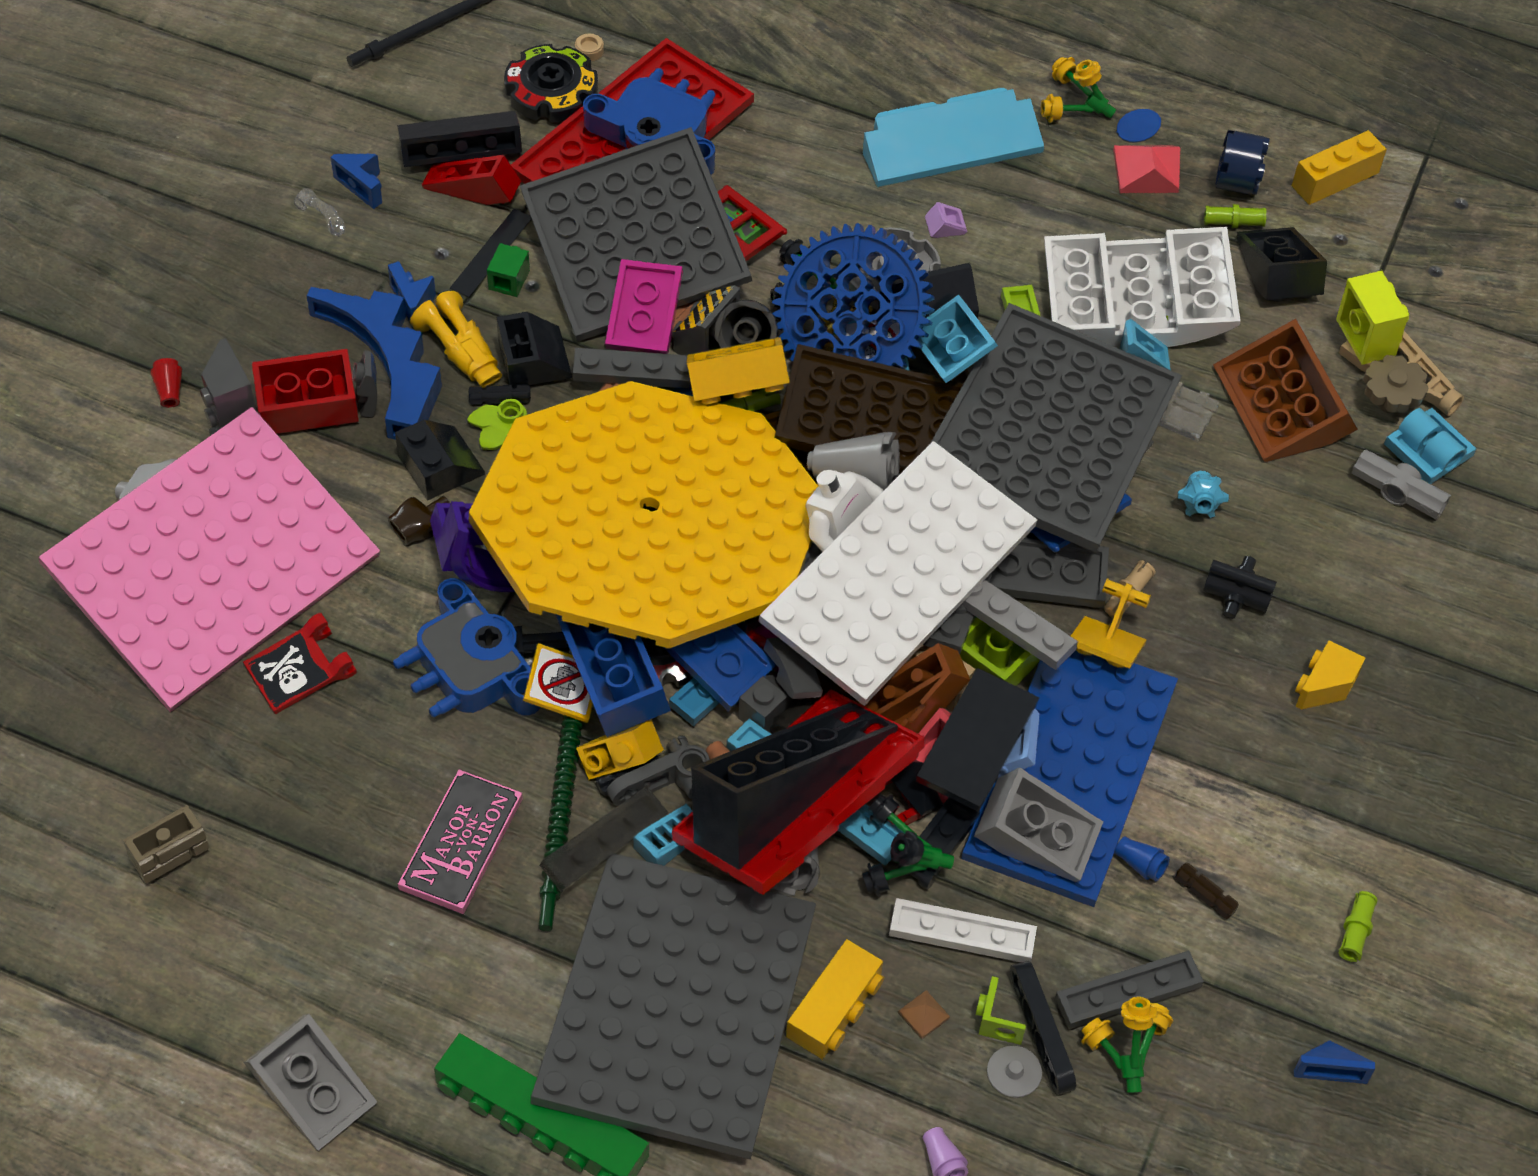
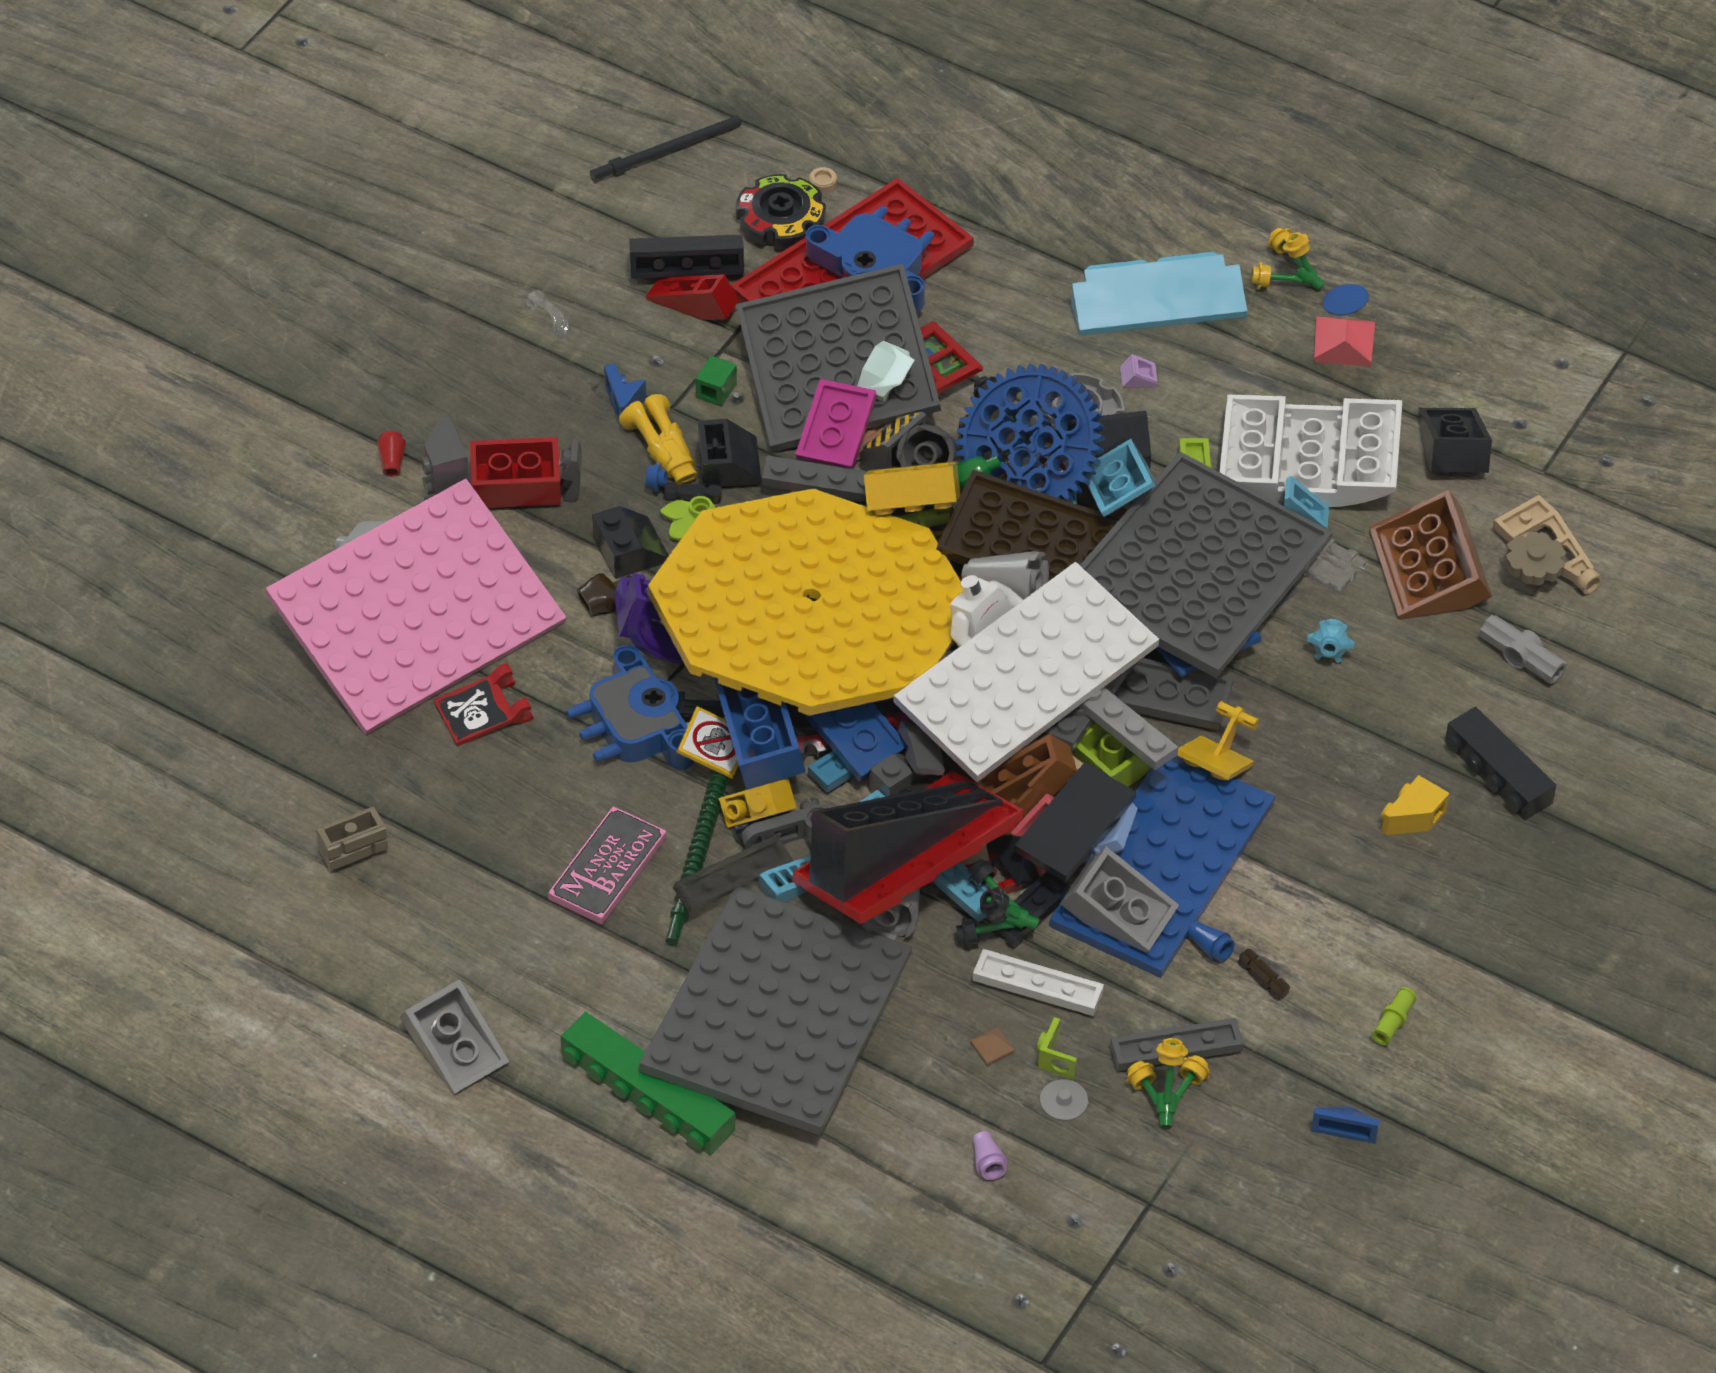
camera: 10 degrees right, 5 degrees down
(359, 175) = (588, 282): blue slope -> none
(400, 349) = (606, 443): blue arch -> none
(458, 382) = (656, 477): none -> blue plate
(477, 268) = (686, 379): black sticker -> none
(689, 242) = (885, 369): none -> light aqua slope
(802, 337) = (978, 464): none -> green plant
(835, 1000) = (915, 1023): yellow brick -> none
(1043, 1027) = (1093, 1065): black beam -> none
(1138, 578) = (1255, 708): tan axle -> none
(1235, 216) = (1419, 392): lime pin -> none
(1239, 586) = (1348, 722): black pin -> none
(1242, 162) = (1432, 342): dark blue brick -> none
(1338, 167) = (1530, 355): yellow brick -> none
(1372, 317) = (1523, 494): neon yellow brick -> none
(1406, 615) = (1500, 763): none -> black brick
(1429, 444) = (1558, 616): medium azure plate -> none

